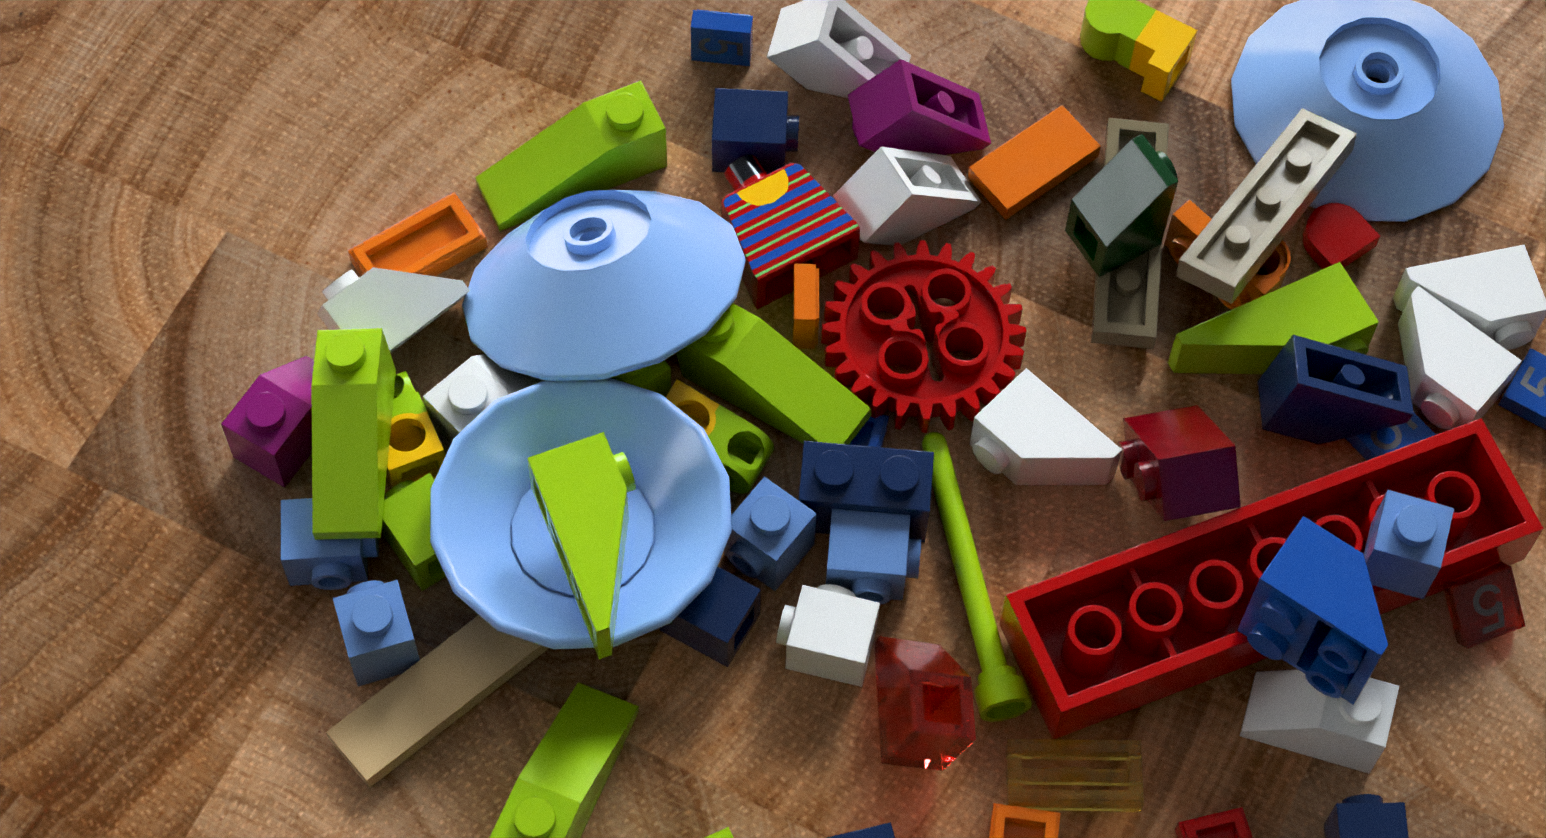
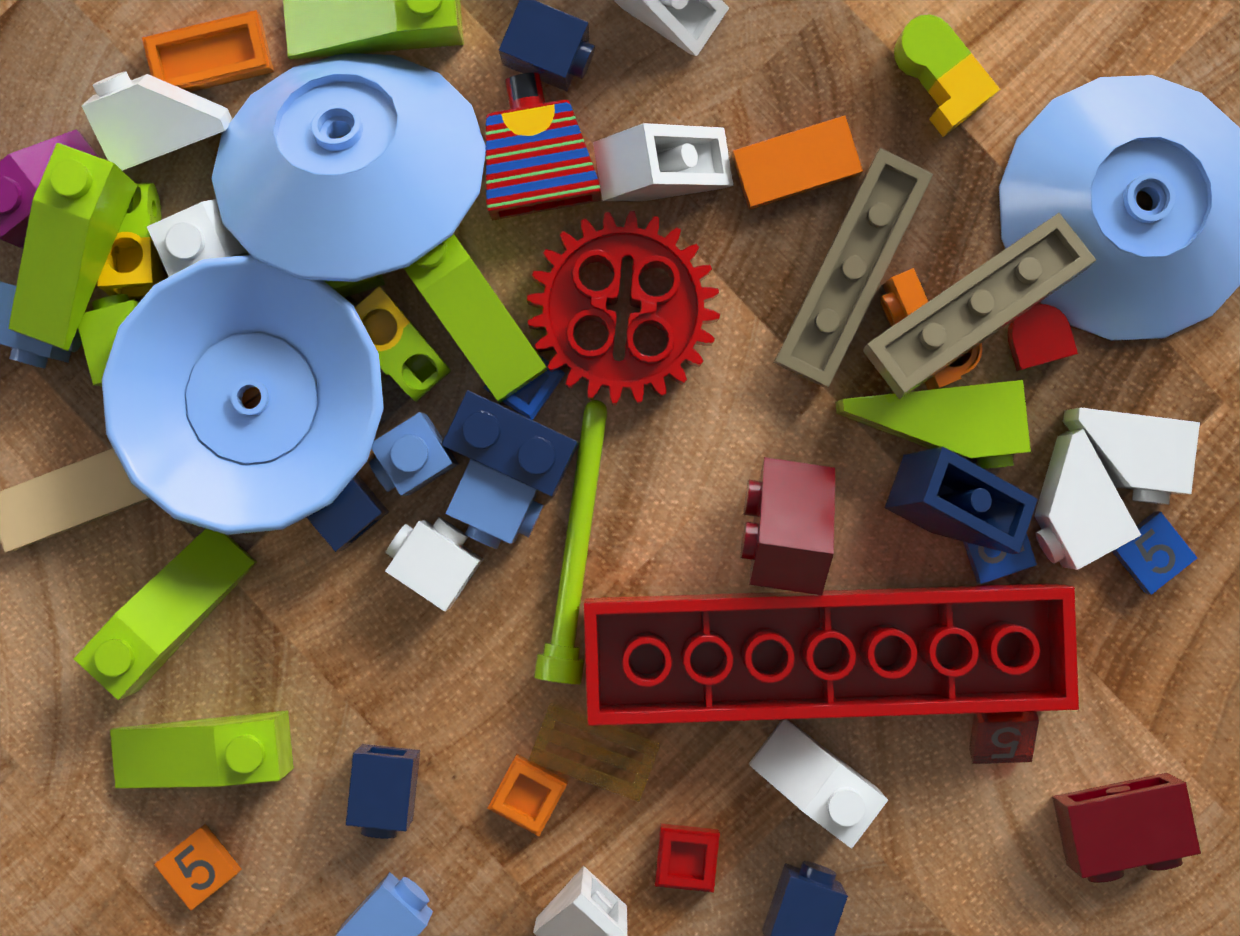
camera: 20 degrees right, 25 degrees up
(376, 631) = (49, 424): medium blue brick -> none
(587, 516) = (231, 424): lime slope -> none
(805, 306) = (528, 242): orange tile -> none
(917, 113) = (705, 81): magenta slope -> none
(922, 704) = (486, 651): clear red slope -> none
(1041, 438) = (684, 444): white slope -> none
(1123, 207) = (844, 264): slope -> none
(1318, 612) = (839, 740): blue slope -> none
(1407, 543) = (944, 697): medium blue brick -> none

